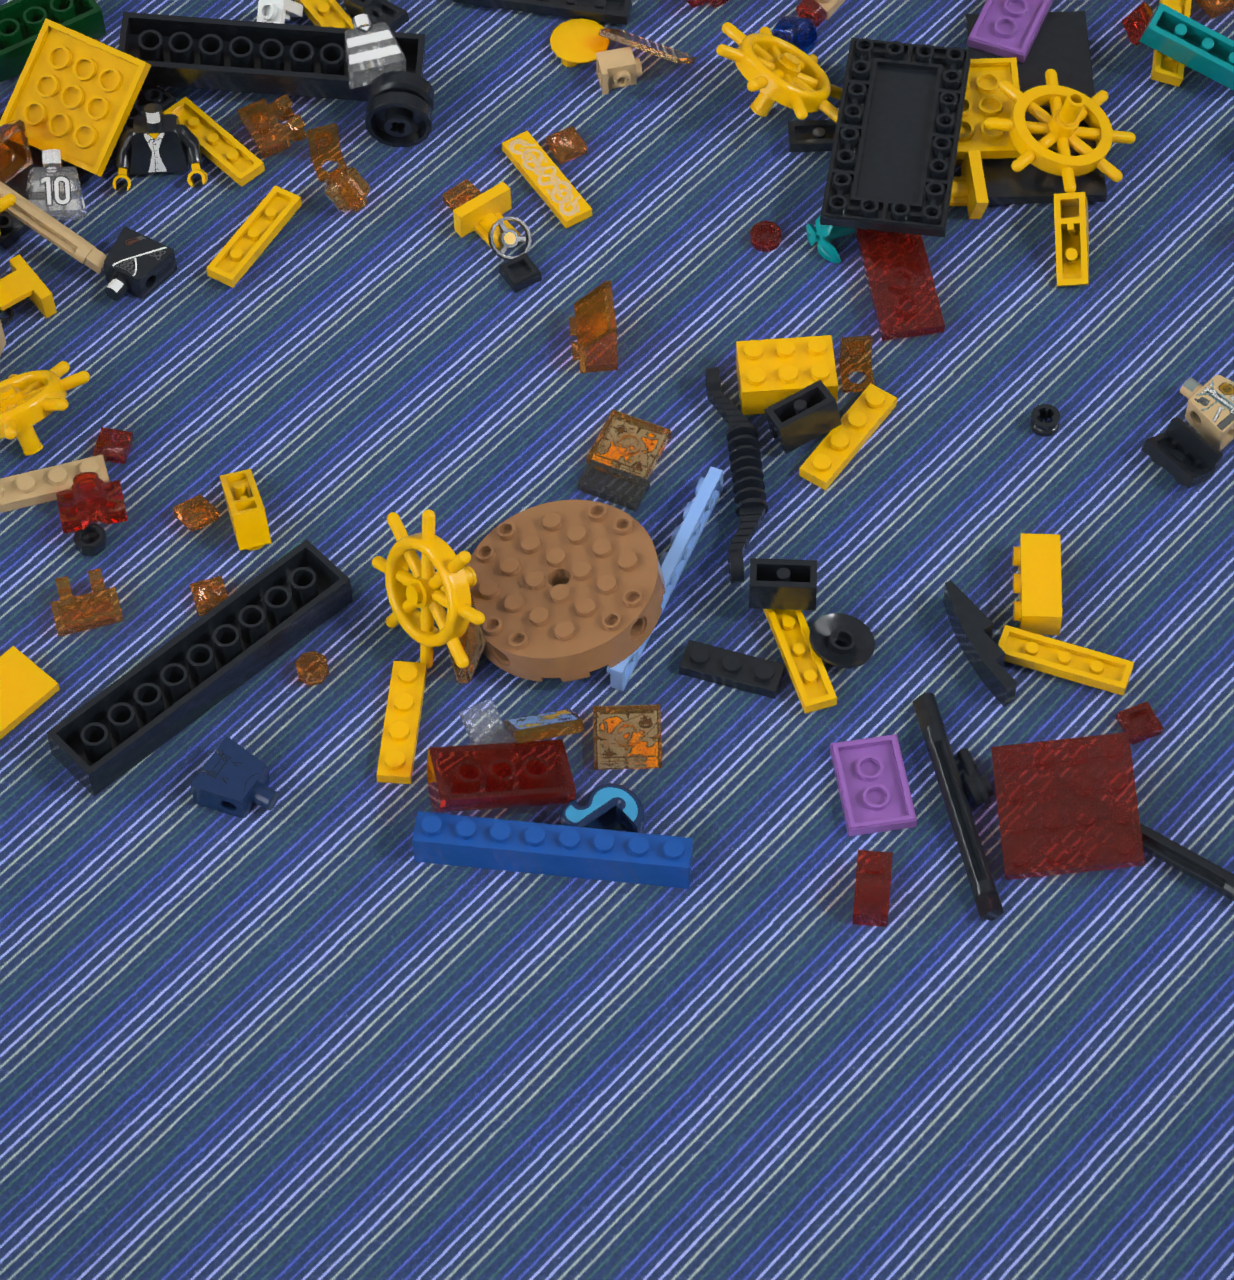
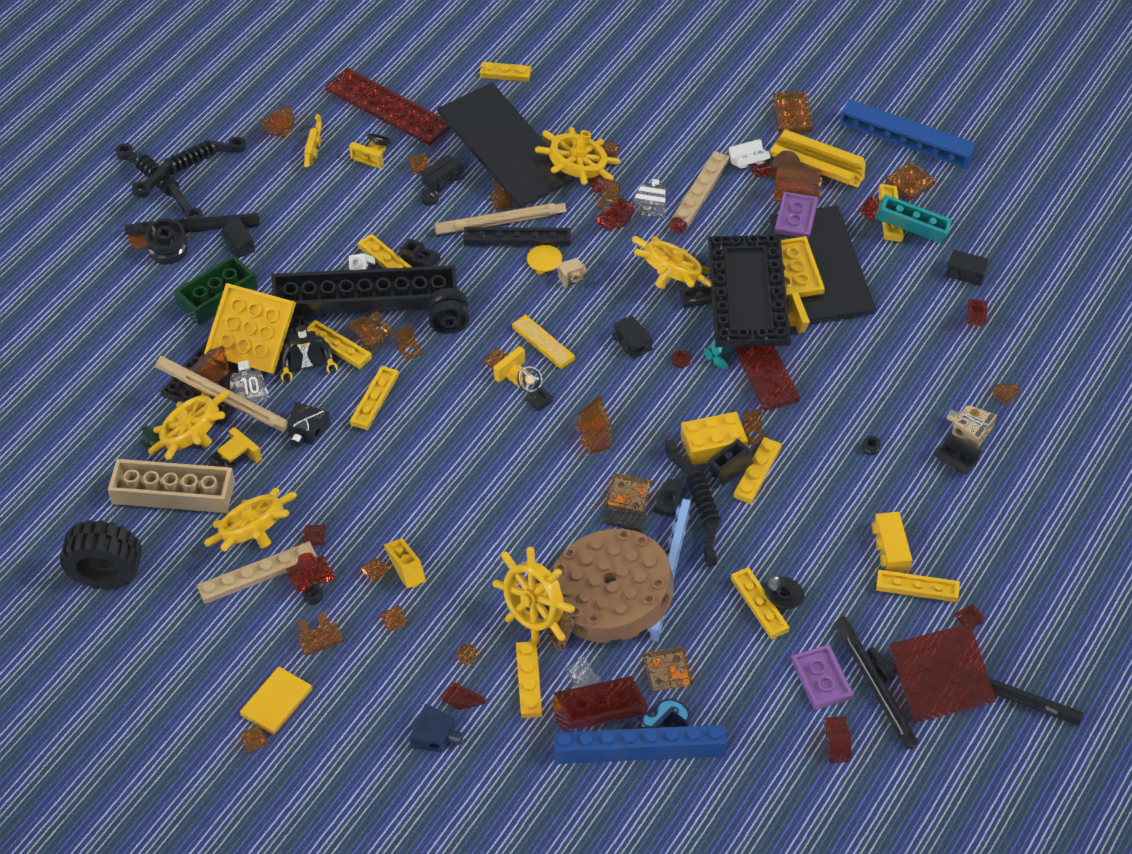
camera: 10 degrees left, 5 degrees down
(199, 667) = (398, 664): black brick -> none
(290, 735) = (462, 697): none -> clear red tile
(347, 189) = (425, 362): clear orange head -> none
(371, 51) = (426, 279): clear torso -> none
(544, 725) = (619, 669): clear orange tile -> none
(566, 144) = (550, 320): clear orange tile -> none
(647, 46) = (586, 256): clear orange piece -> none
(692, 190) = (632, 337): none -> black brick
(694, 461) = (669, 497): none -> black tile
(731, 669) = (721, 619): black plate -> none
(783, 584) = (743, 563): black brick -> none
(797, 31) = (674, 236): clear blue head -> none
(974, 635) = (861, 578): black slope -> none
(1060, 130) = (842, 275): yellow piece -> none
(1071, 239) = (862, 337): yellow slope -> none

